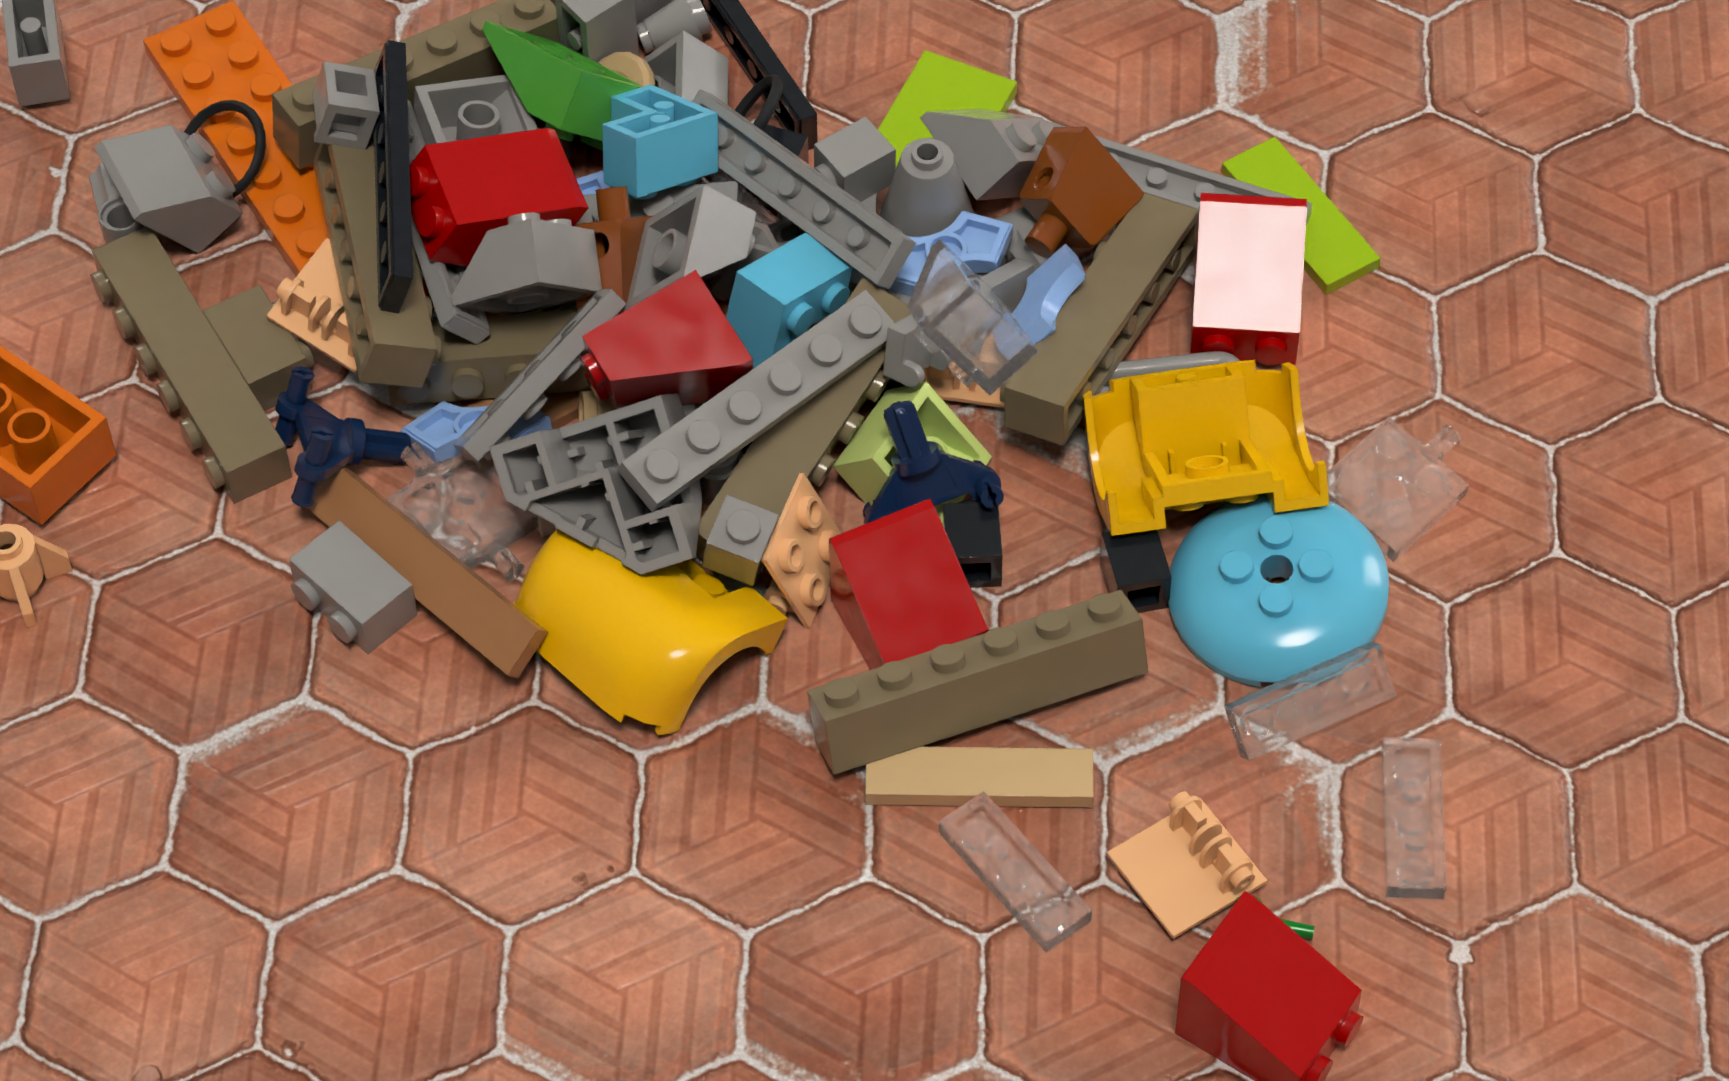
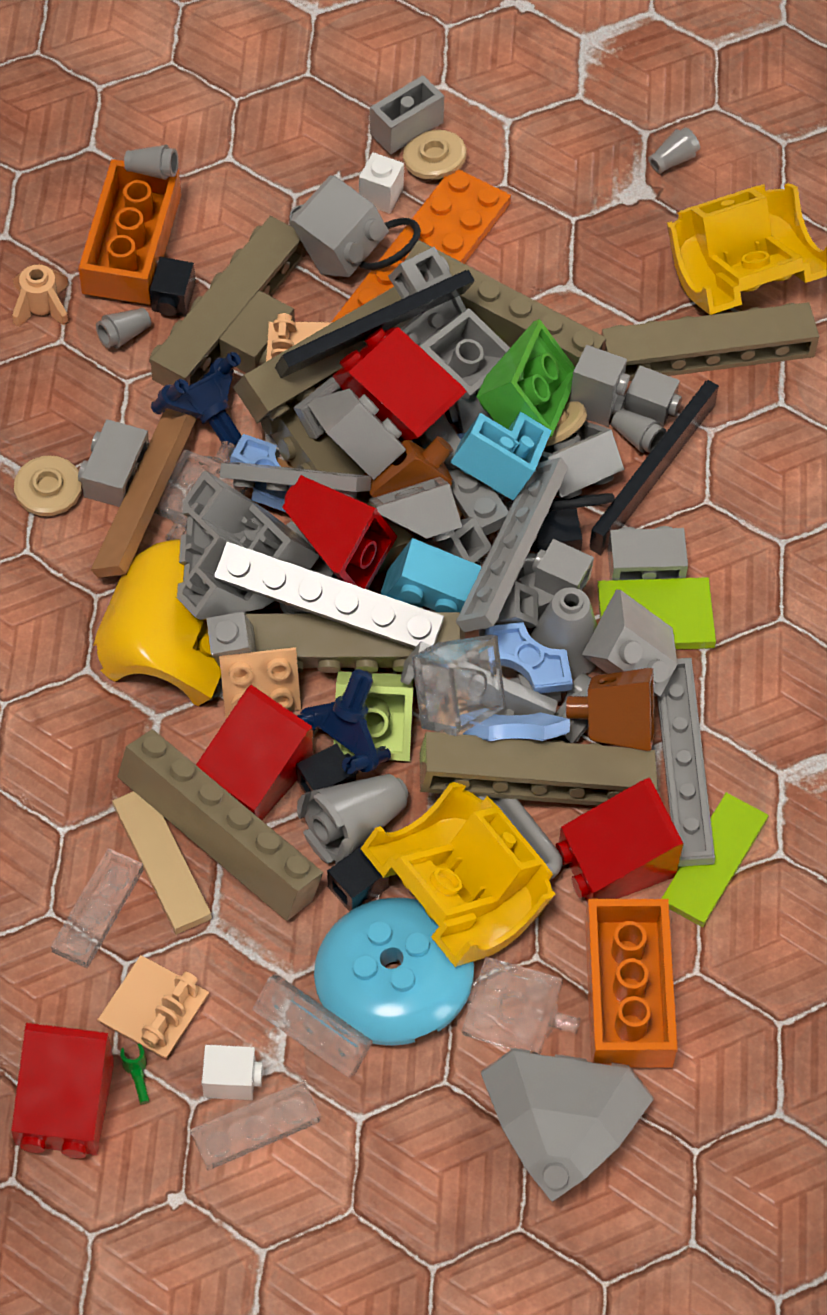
camera: 60 degrees right, 5 degrees up
(108, 51) = (434, 154): none -> tan wheel
(115, 110) = (382, 181): none -> white brick
(126, 407) = (172, 287): none -> black brick
(135, 497) = (121, 327): none -> light grey cone
(329, 683) = (47, 486): none -> tan wheel
(860, 84) = (647, 553): none -> light grey brick
(1049, 541) = (348, 813): none -> light grey cone
(1329, 814) = (230, 1072): none -> white brick
(1431, 352) = (630, 982): none -> orange brick
(1569, 483) = (563, 1113): none -> light grey brick

